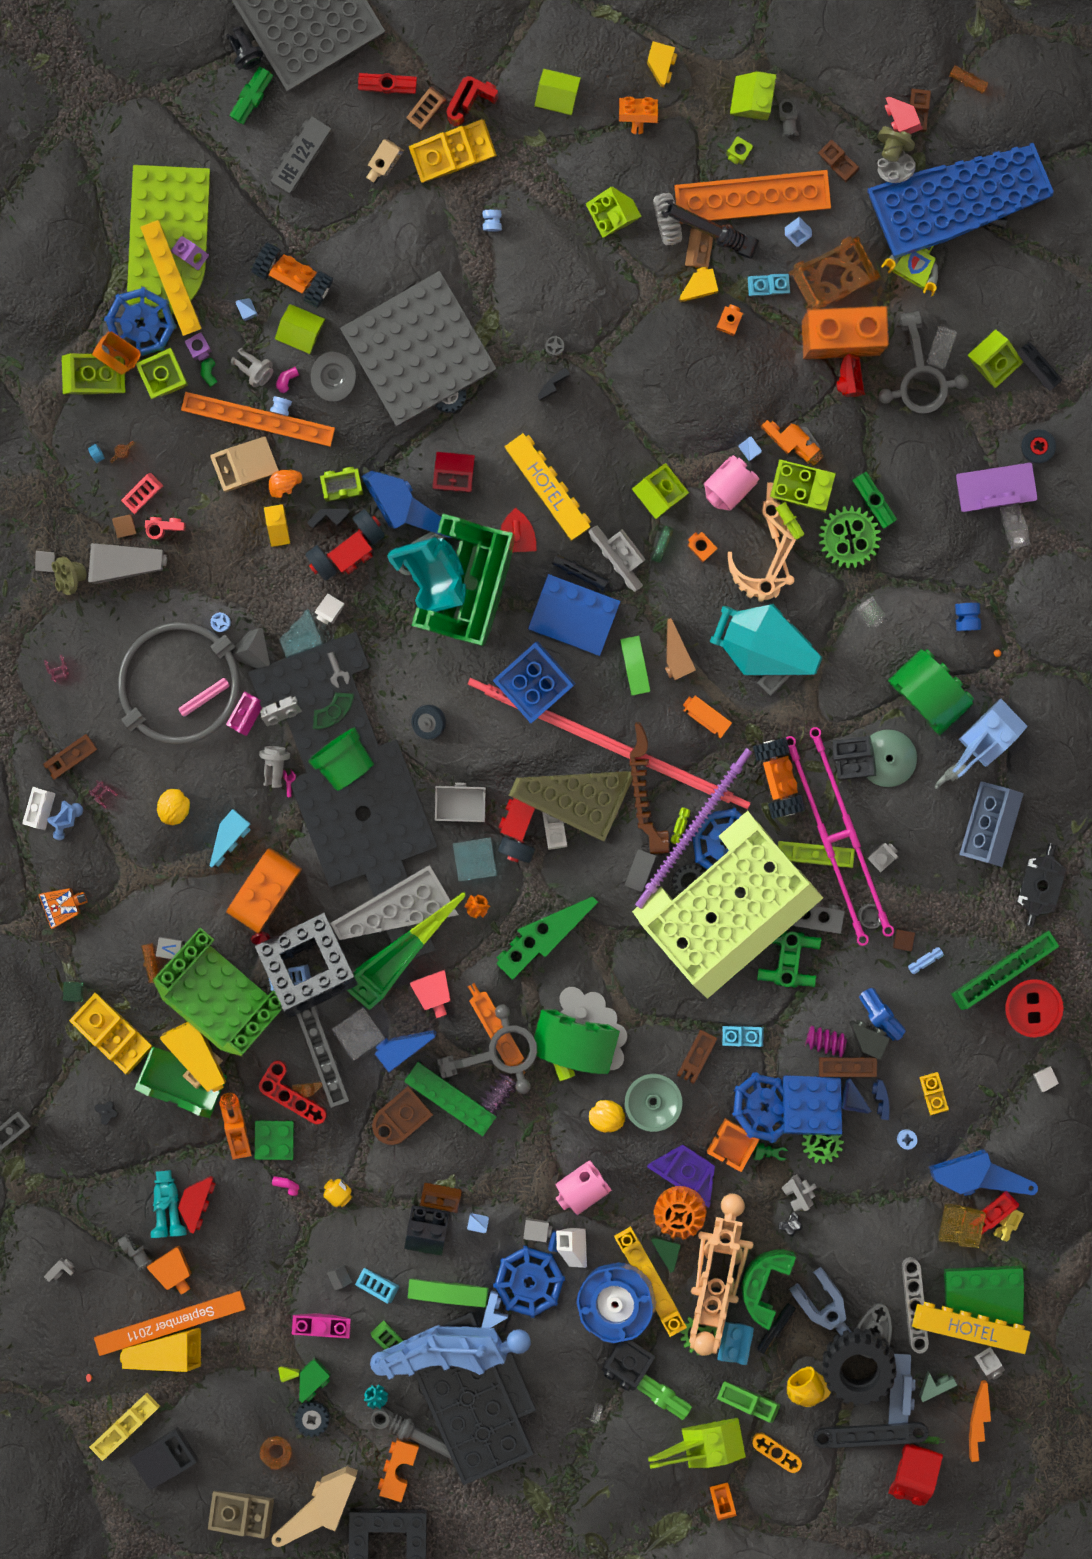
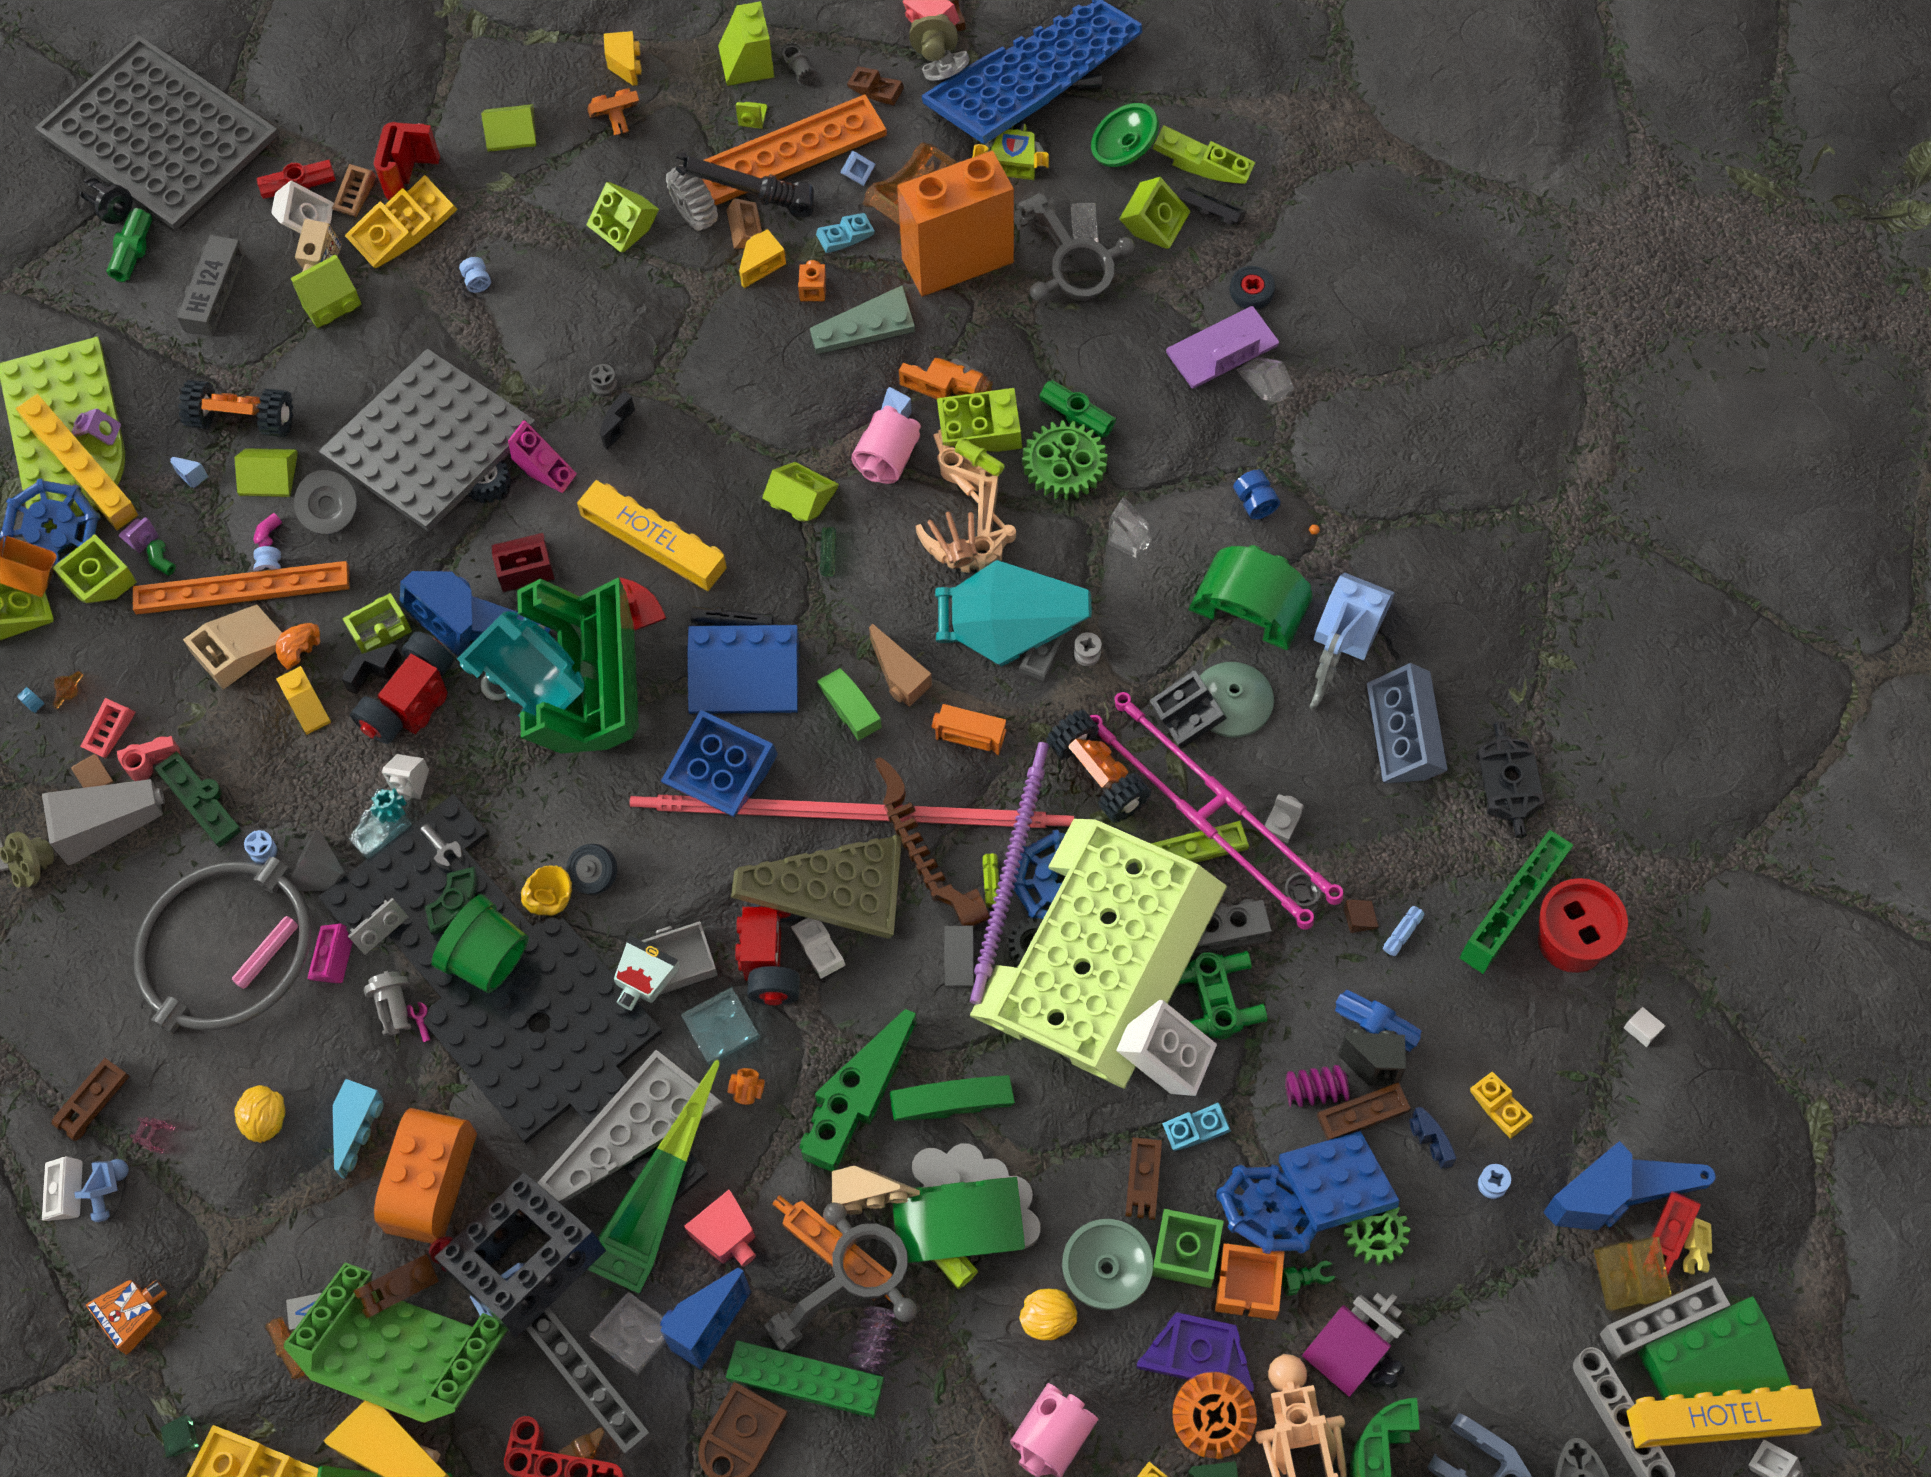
camera: 20 degrees left, 25 degrees down
(51, 671) = (34, 995): clear pink piece -> none
(189, 570) = (199, 798): none -> dark green hinge
(226, 953) = (396, 1285): none -> reddish brown plate
(258, 372) = (223, 529): light grey piece -> none
(312, 625) = (388, 805): none -> teal gear
(382, 115) = (296, 203): none -> white slope
(382, 200) = (326, 291): none -> lime slope
(395, 727) = (547, 891): none -> yellow hair
(438, 811) = (643, 972): none -> light aqua torso
(491, 401) = (539, 458): none -> dark pink slope
(528, 1001) = (863, 1189): none -> tan slope
(600, 962) = (951, 1097): none -> green slope
(621, 553) = (780, 576): light grey bracket -> none
(705, 1111) = (1187, 1248): none -> bright green brick
(710, 547) = (881, 543): orange brick -> none
(743, 988) = (1168, 1049): none -> white slope
(749, 588) = (960, 552): none -> nougat plant
(755, 368) = (871, 321): none -> sand green wing
(772, 1205) = (1346, 1350): none -> magenta slope
(804, 685) = (1091, 654): none -> light grey wheel
(851, 379) = (986, 286): red slope -> none
(852, 1099) = (1393, 1152): dark blue slope -> none
(966, 1260) = (1663, 1318): none -> light grey brick
(994, 278) = (1125, 135): none -> green dish
(1050, 323) = (1206, 161): none -> lime slope

